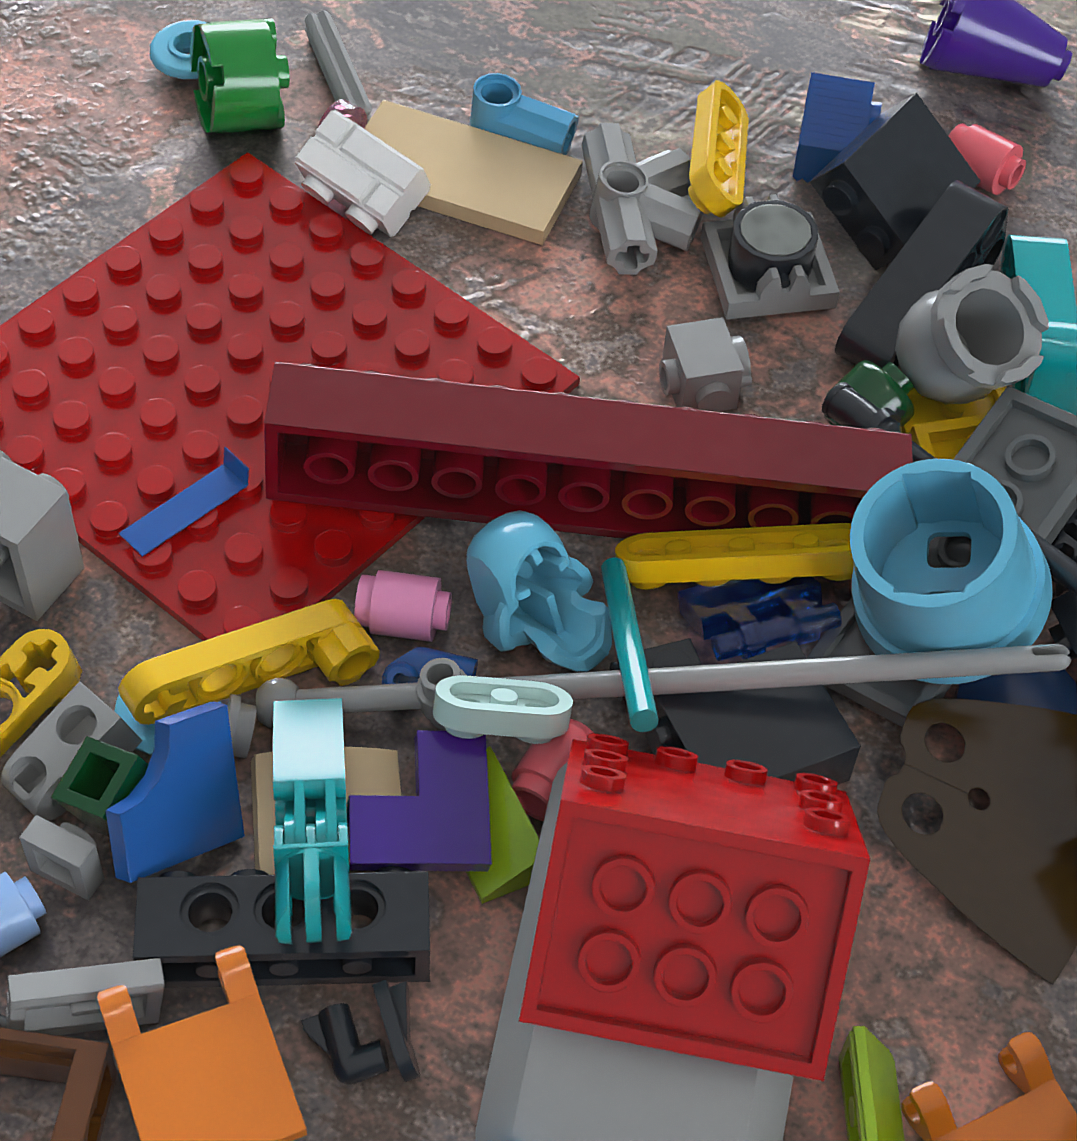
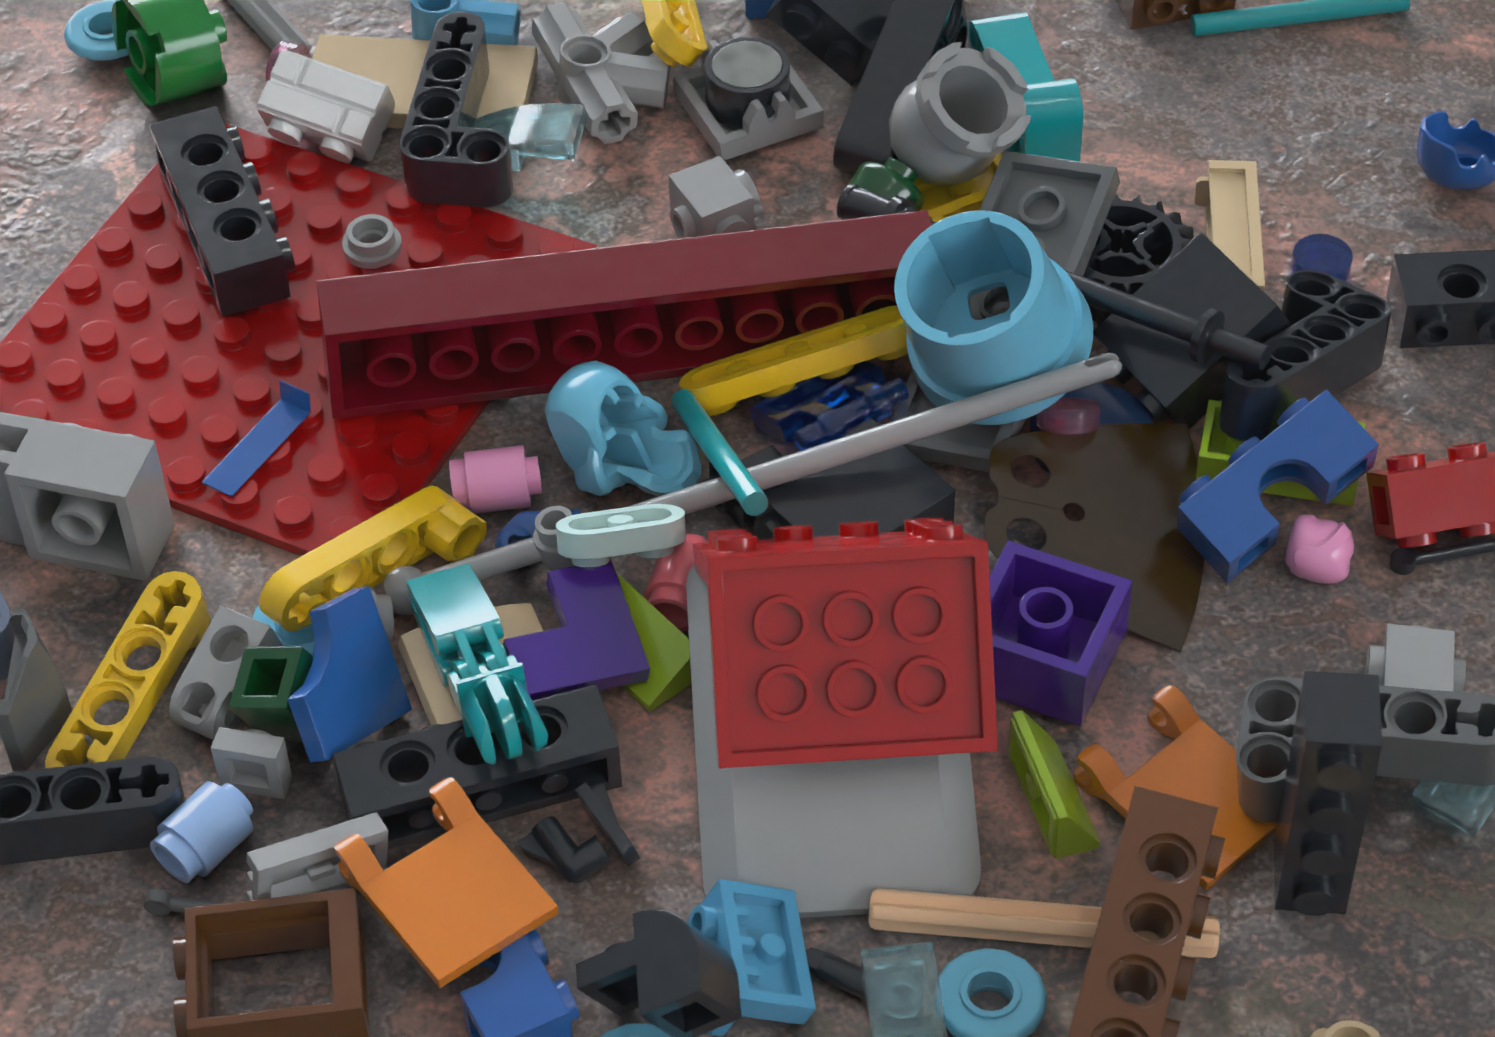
camera: 10 degrees left, 5 degrees down
(226, 257) = (222, 210): none -> black brick
(361, 323) = (371, 242): none -> light grey plate
(455, 239) = (438, 146): none -> black beam
(543, 244) = (538, 130): none -> clear light blue slope
(922, 936) = (1054, 630): none -> dark purple brick
(1003, 693) = (1070, 416): none -> clear pink tile

